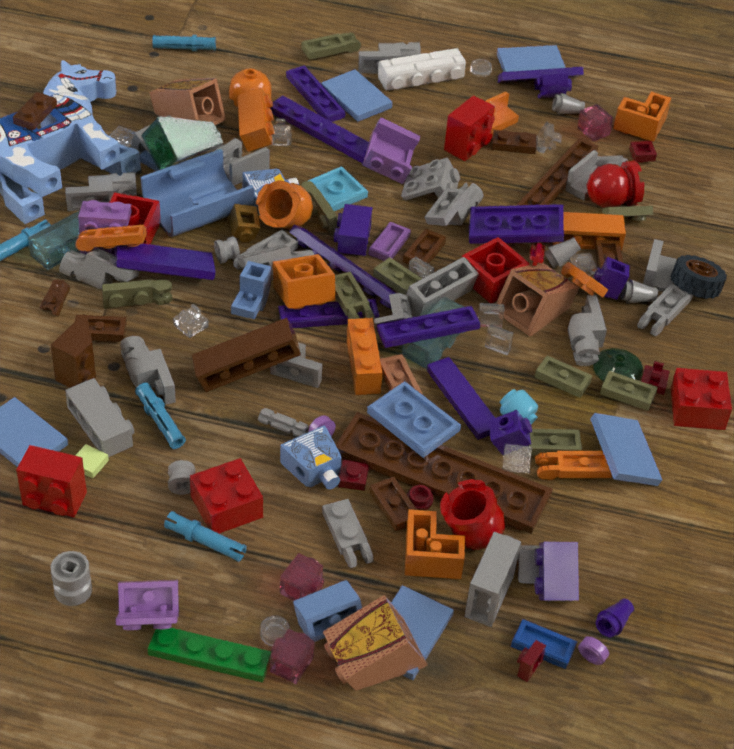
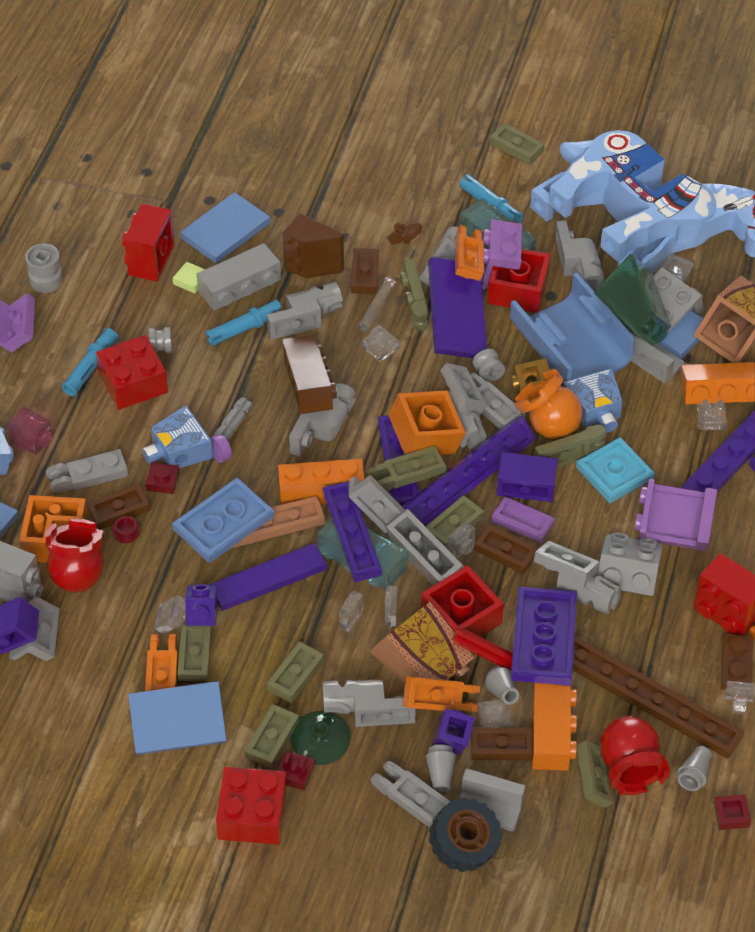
camera: 95 degrees right, 5 degrees up
(35, 111) = (661, 169): reddish brown plate -> none
(143, 324) = (377, 304): none -> clear piece
(253, 162) = (641, 381): light grey panel -> none
(254, 290) = (422, 378): medium blue brick -> none
(441, 470) = (149, 557): reddish brown plate -> none
(520, 401) = (242, 621): medium azure head -> none
(579, 176) = (676, 736): light grey panel -> none

